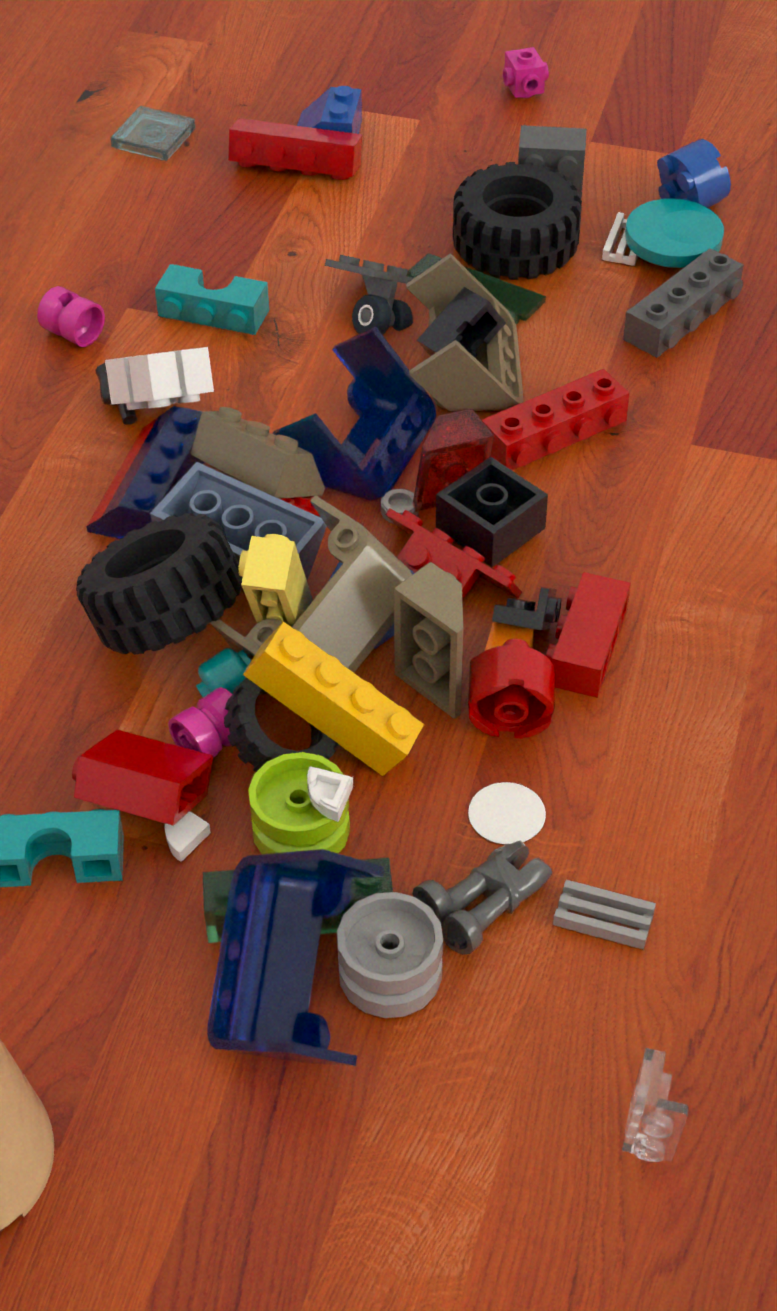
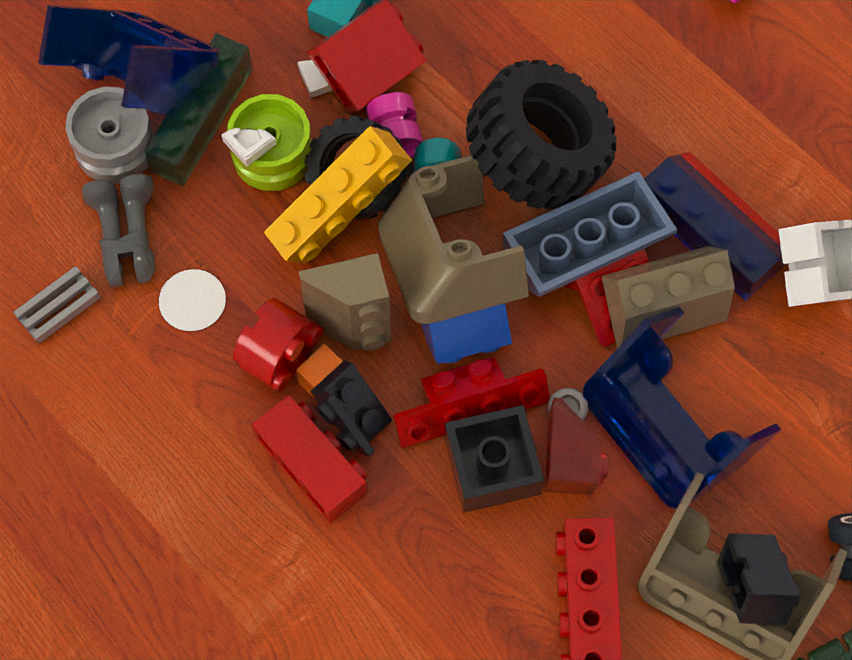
camera: 120 degrees right, 20 degrees up
(274, 579) = (454, 189): light yellow brick -> none

